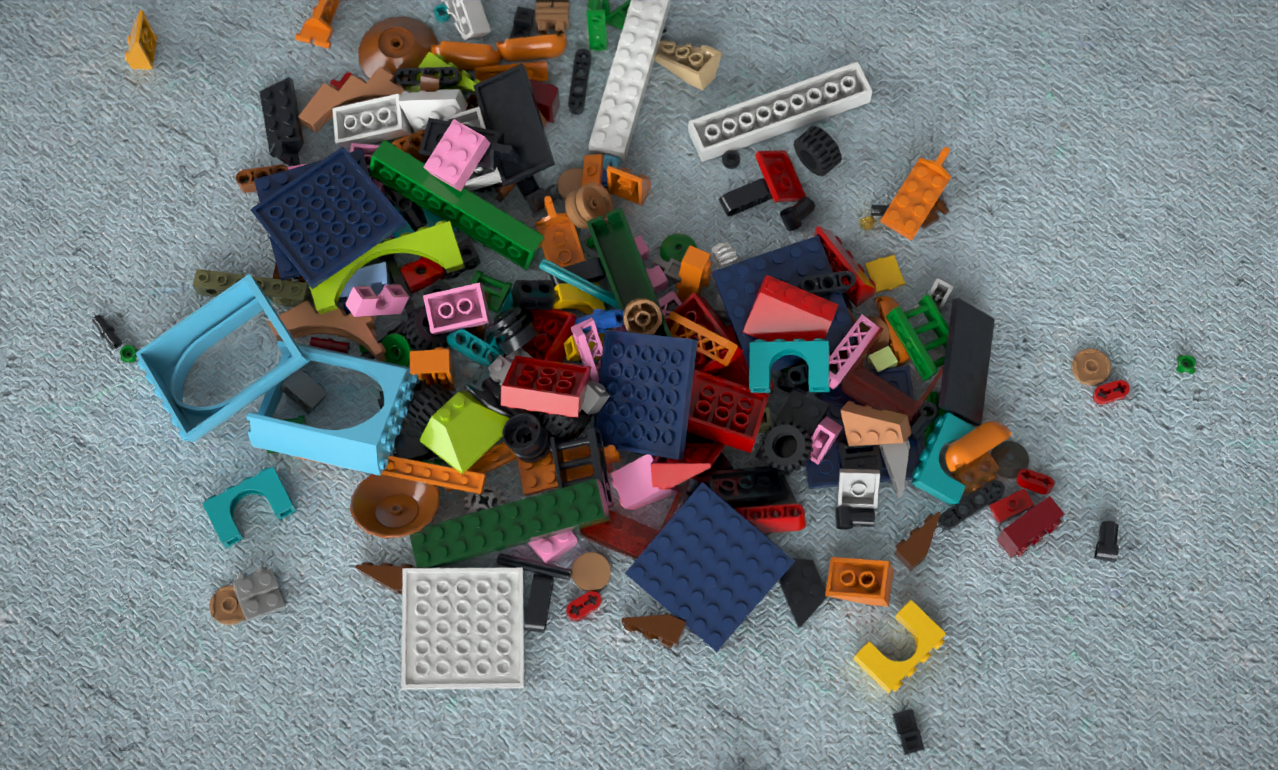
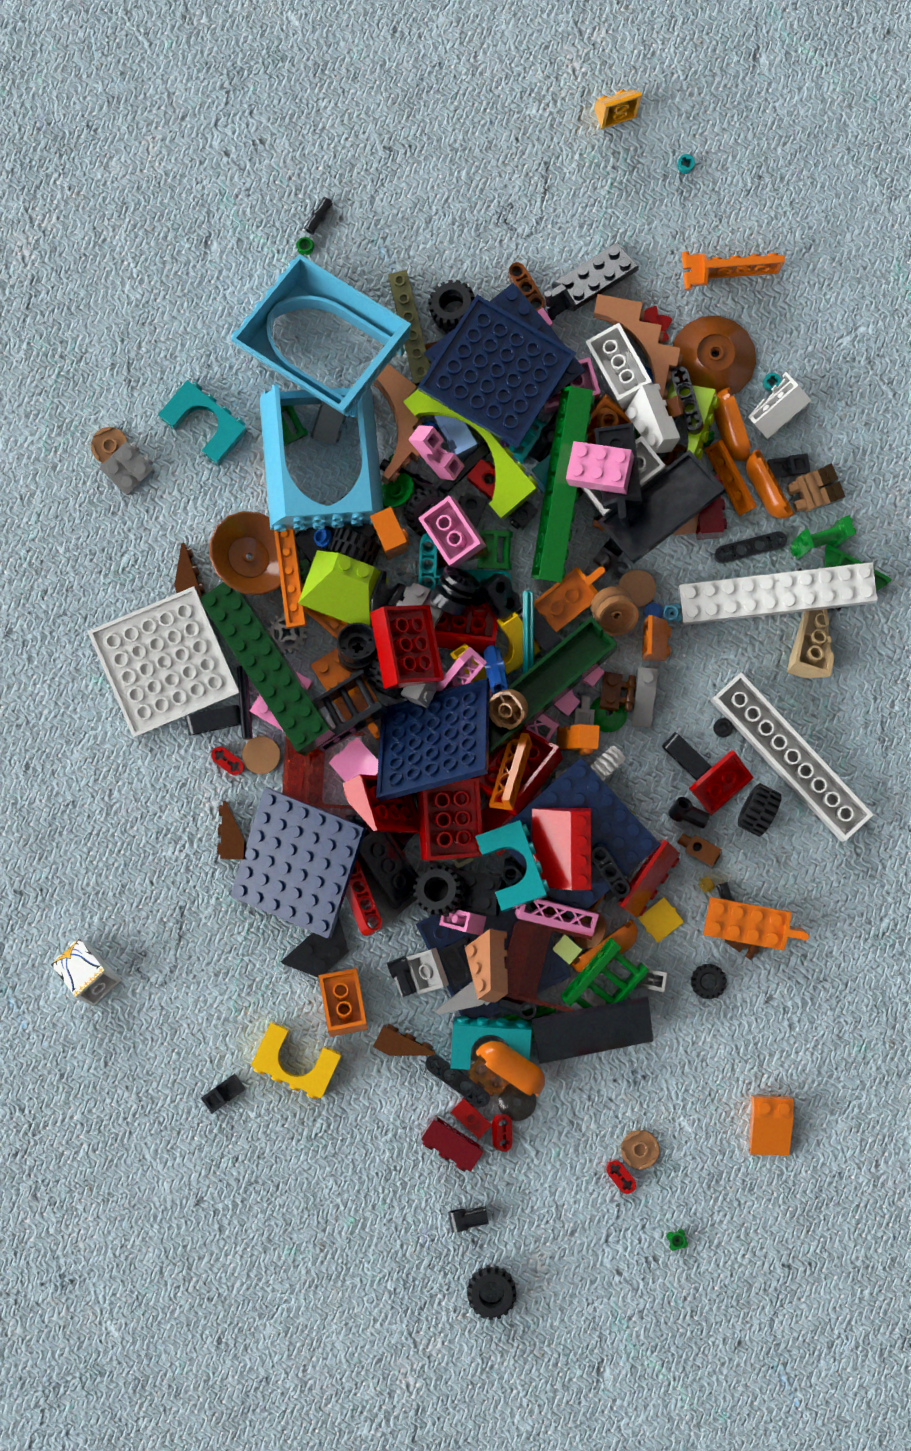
camera: 65 degrees right, 15 degrees up
(222, 15) = (688, 158): none -> teal bush
(238, 236) = (443, 296): none -> black tyre
(330, 344) = (384, 425): dark red pin -> none
(409, 431) = (323, 537): none -> blue plate
(592, 169) = (654, 599): orange plate -> none
(661, 239) = (611, 691): none -> reddish brown plate
(675, 212) = (644, 697): none -> light grey slope
(836, 212) = (707, 855): none -> reddish brown torso
(954, 262) = (720, 981): none -> black tyre
(1105, 246) = (771, 1125): none -> orange slope
(1196, 534) = (491, 1309): none -> black tyre

